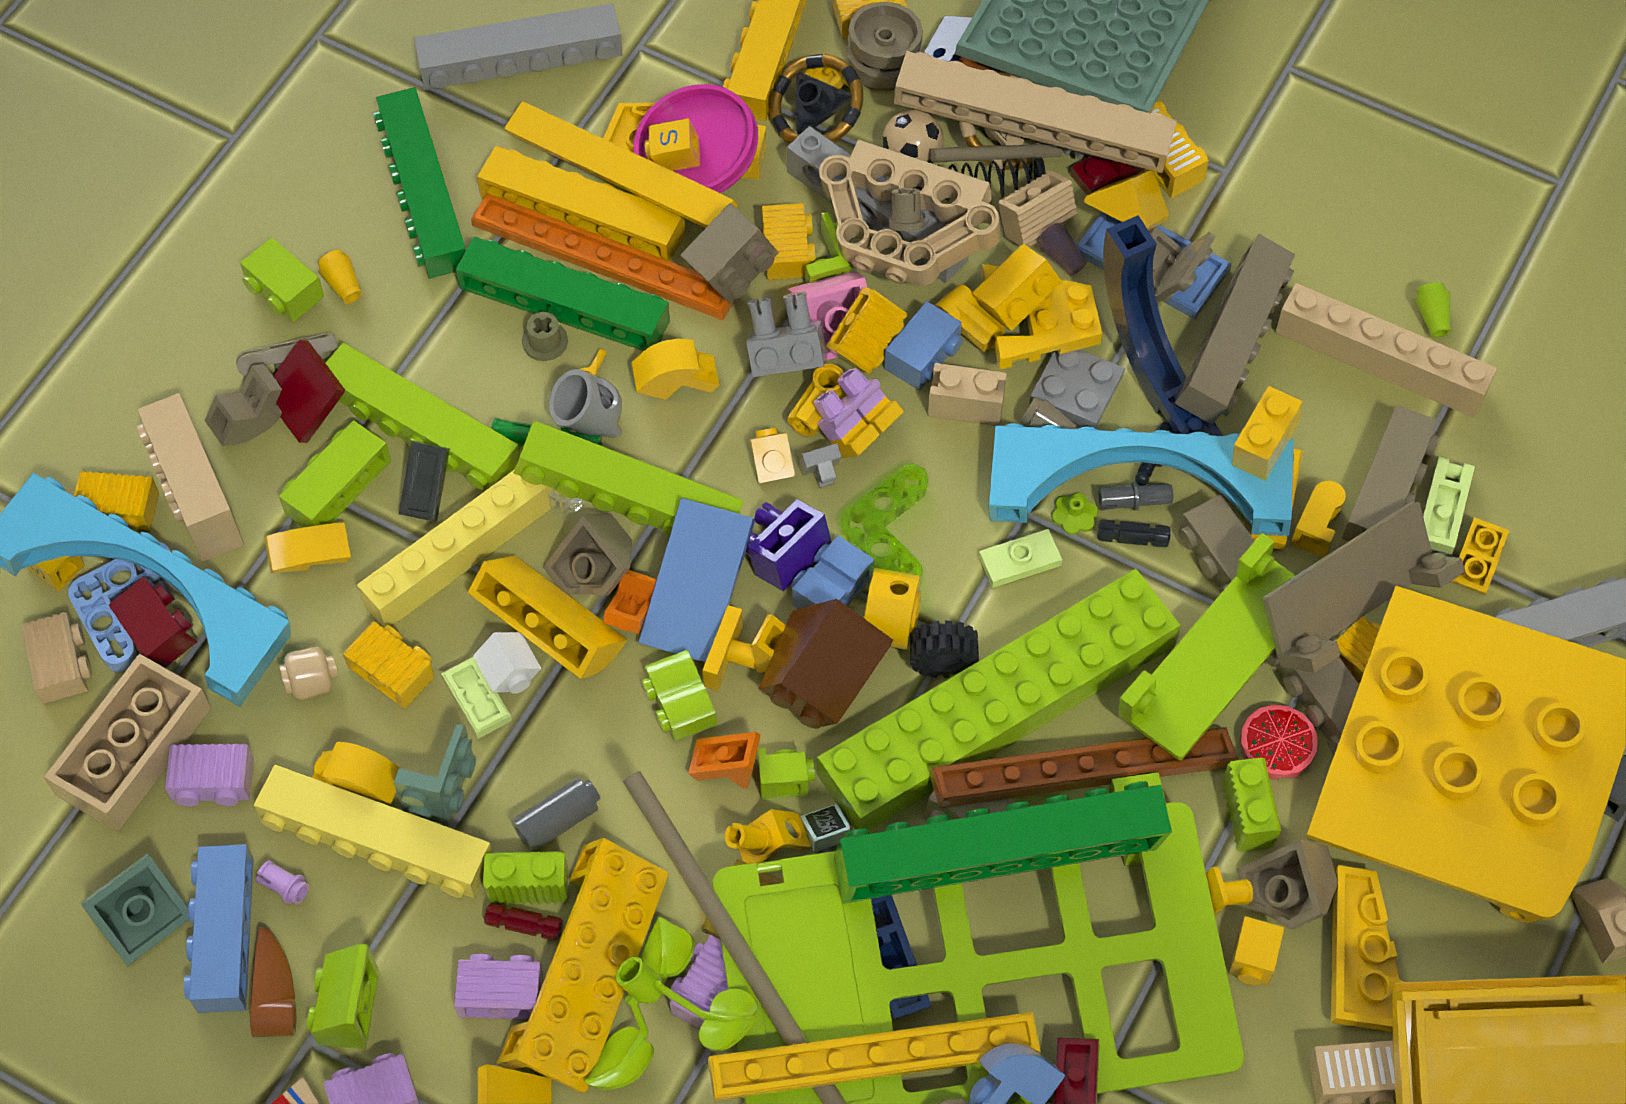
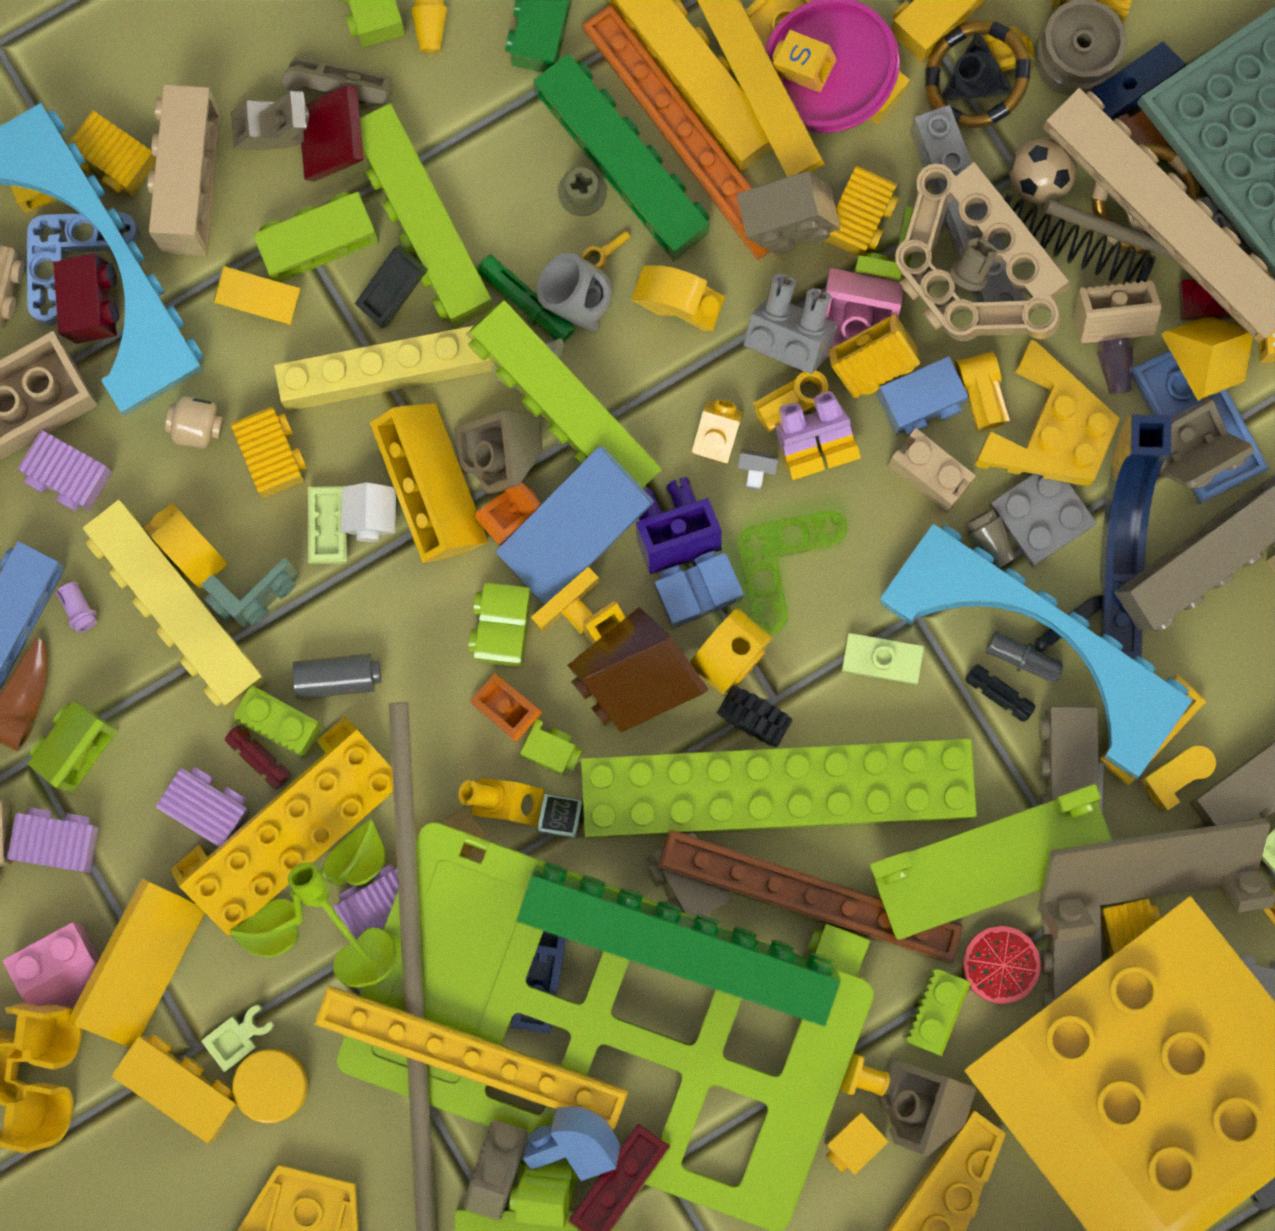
camera: 30 degrees right, 20 degrees up
(1017, 287) = (1041, 390): yellow brick -> none
(1075, 513) = (953, 648): lime plant -> none
(1267, 433) = (1166, 685): yellow brick -> none

